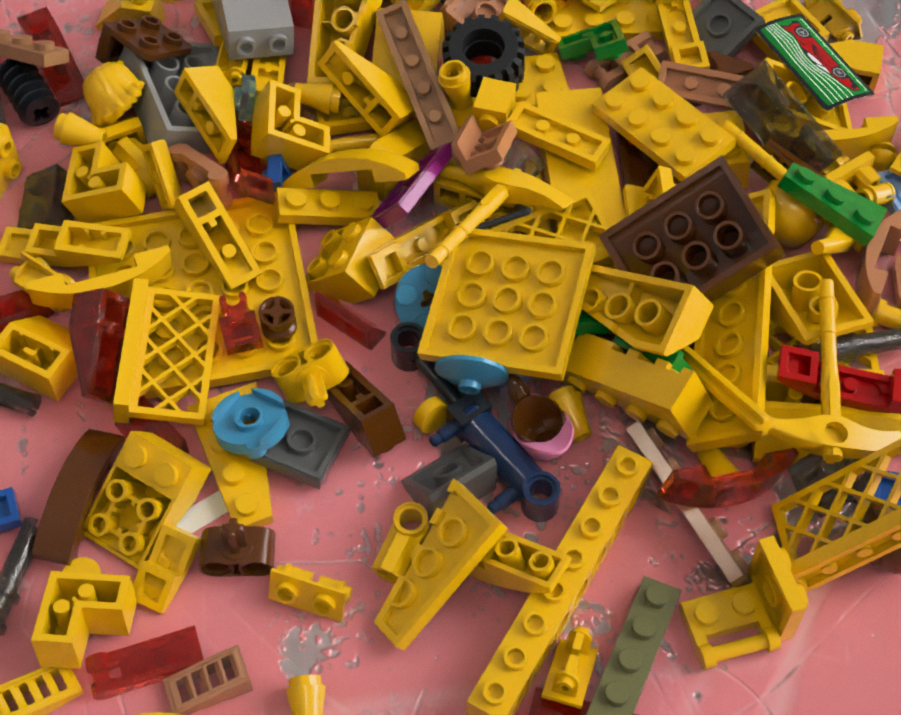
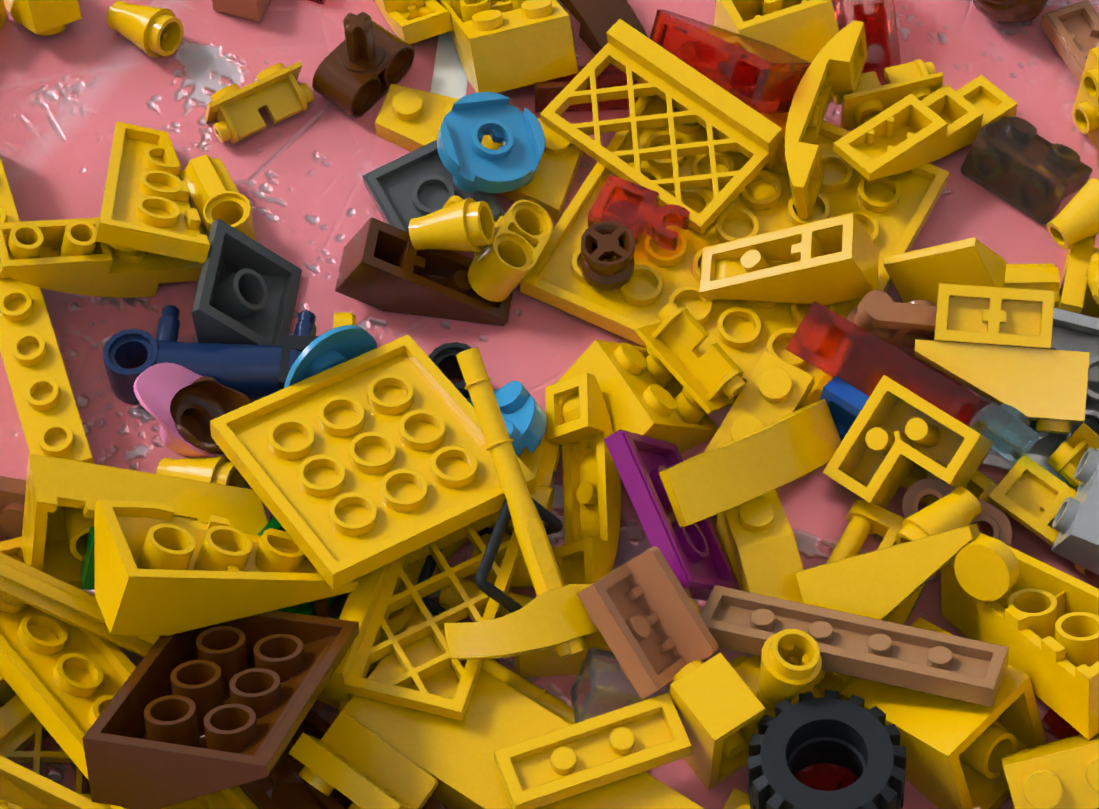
camera: 130 degrees right, 0 degrees up
(101, 186) = (989, 200): yellow brick -> none
(196, 114) = (994, 316): none -> yellow hinge
(311, 241) = (707, 379): none -> yellow hinge
(333, 375) = (455, 228): none -> yellow cone
(344, 32) = (986, 568): none -> yellow tile
(348, 321) = (545, 352): clear red slope -> none

